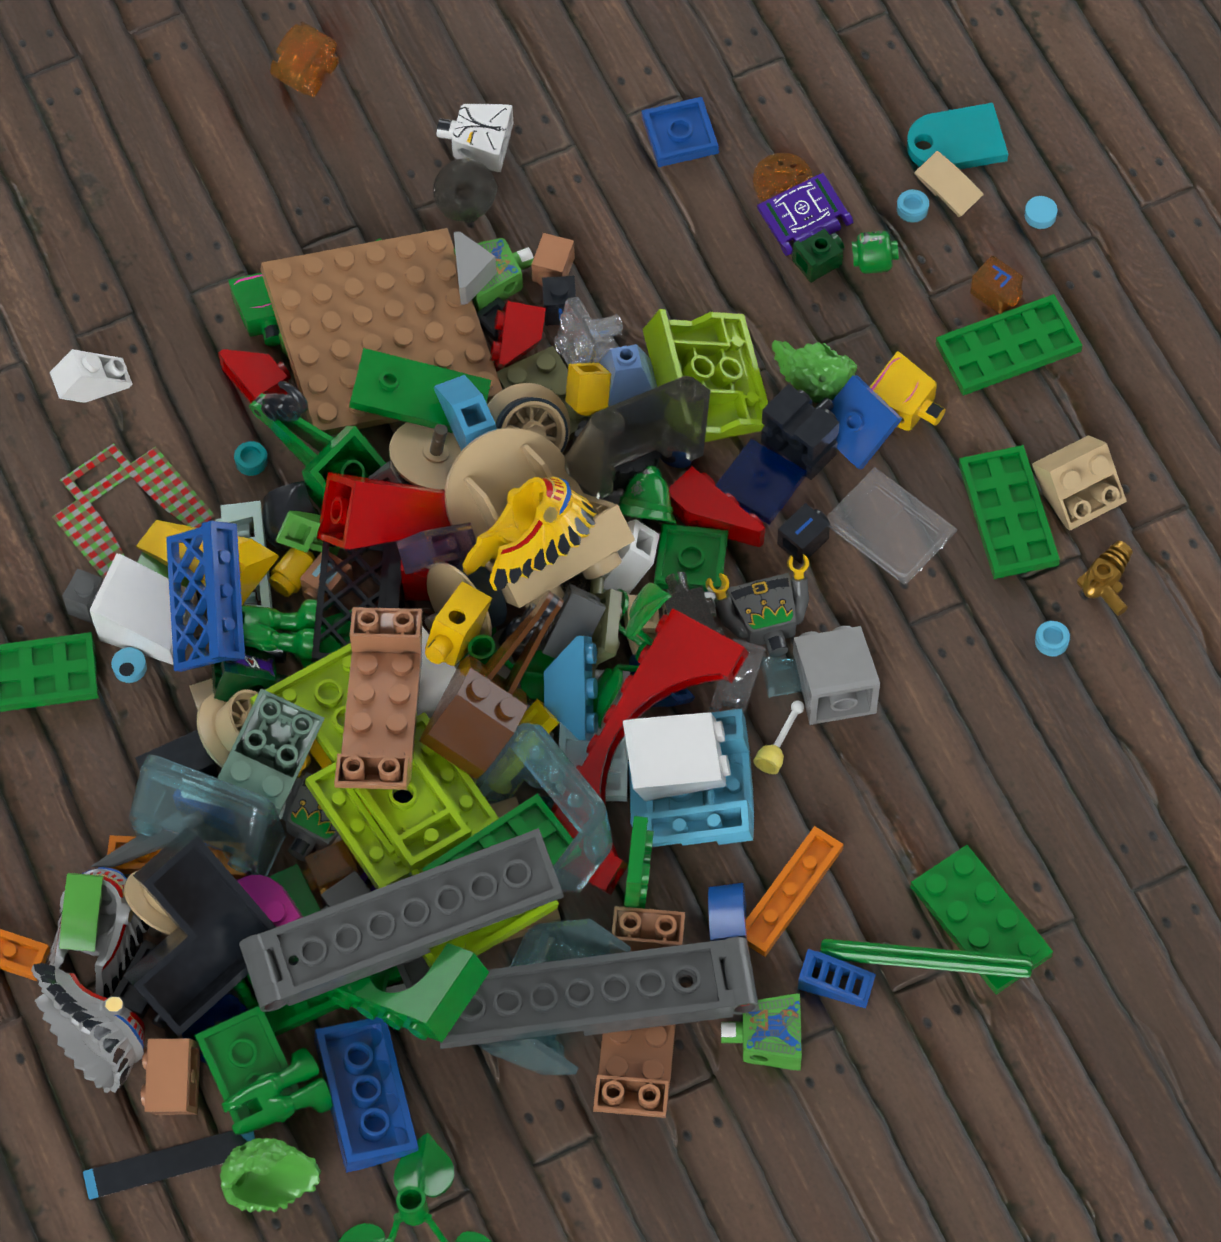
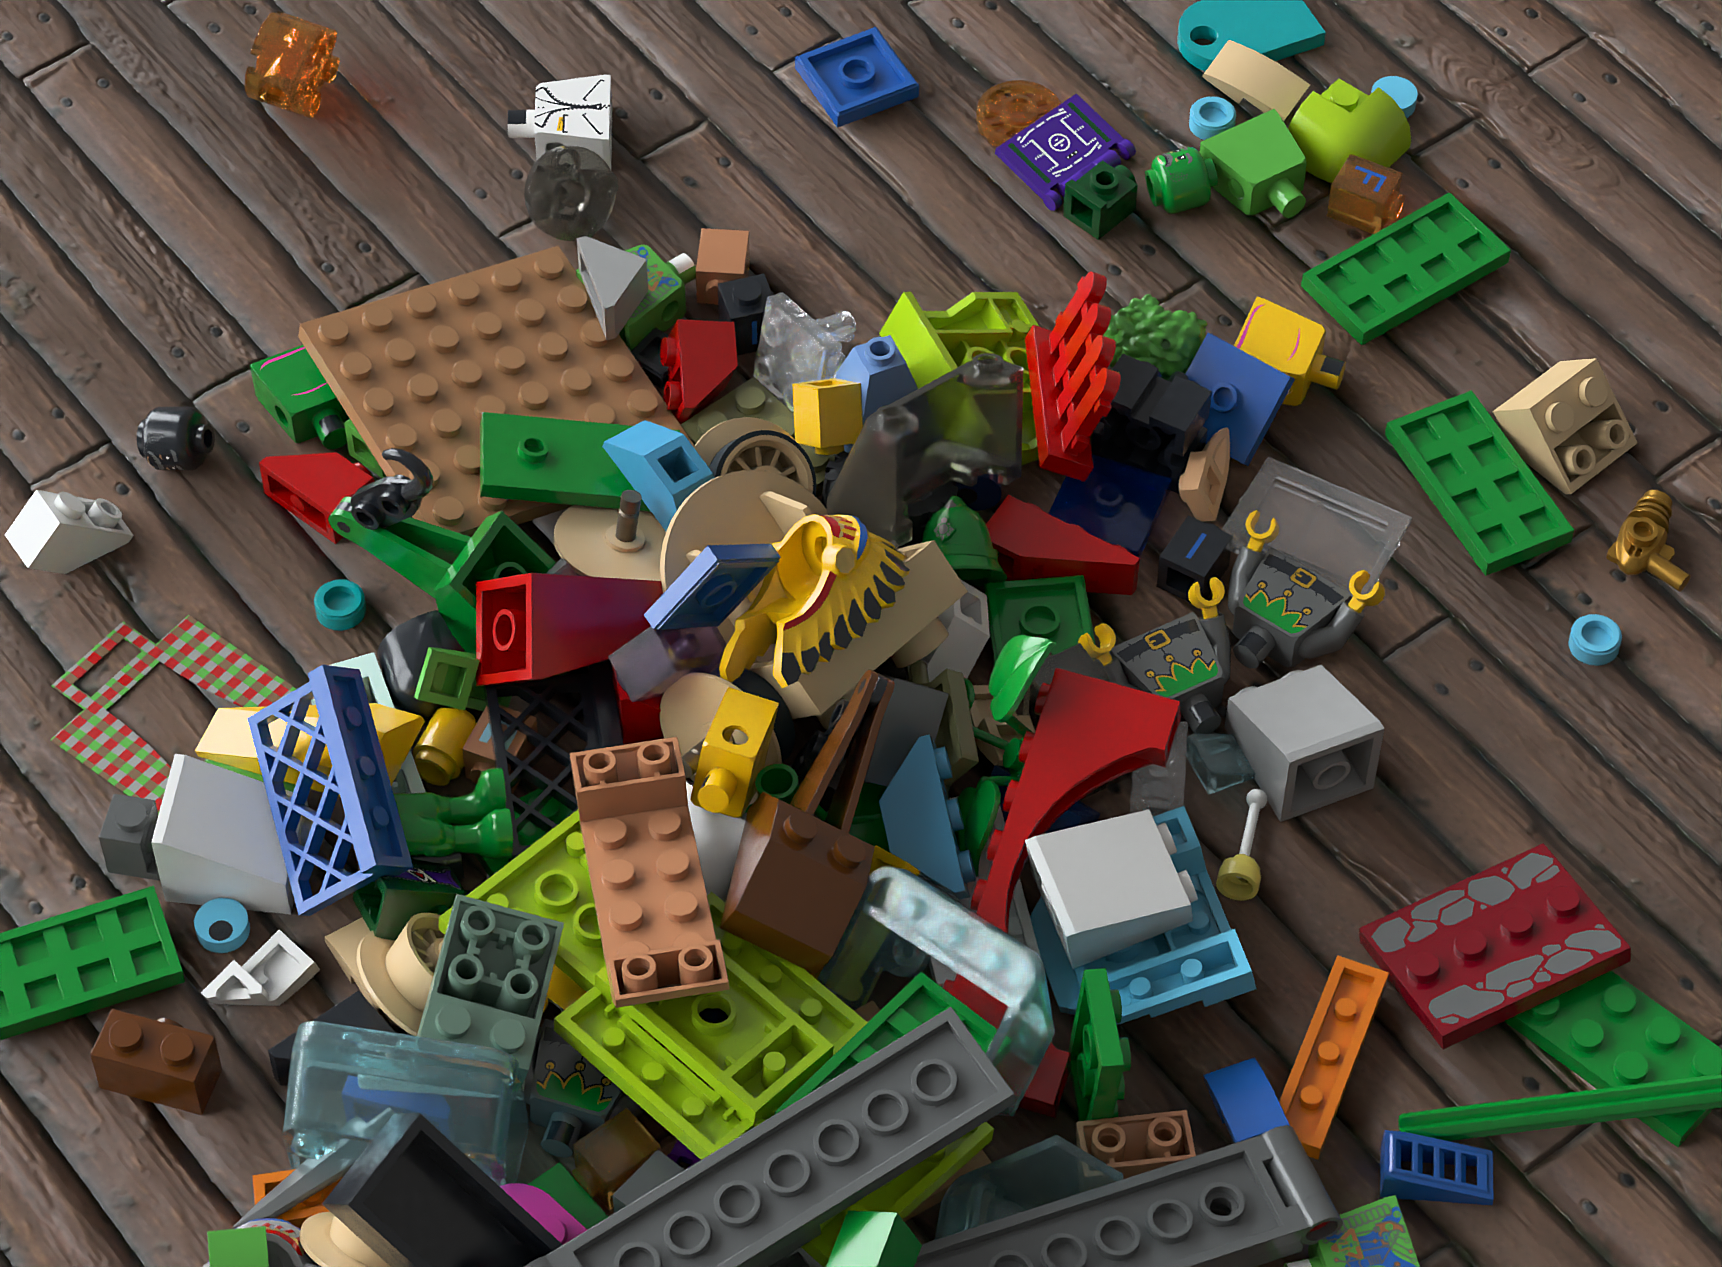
camera: 15 degrees left, 10 degrees down
(68, 749) = (156, 1061): none -> reddish brown brick
(148, 705) = (266, 977): none -> white slope
(171, 322) = (175, 438): none -> black head
(467, 511) = (712, 586): none -> blue plate
(750, 394) = (1072, 379): none -> red fence
(829, 474) = (1206, 477): none -> light nougat plate
(853, 578) = (1287, 608): none -> dark grey torso
(916, 839) = (1494, 945): none -> dark red plate
(930, 249) = (1258, 165): none -> bright green torso
(998, 231) = (1349, 123): none -> lime brick

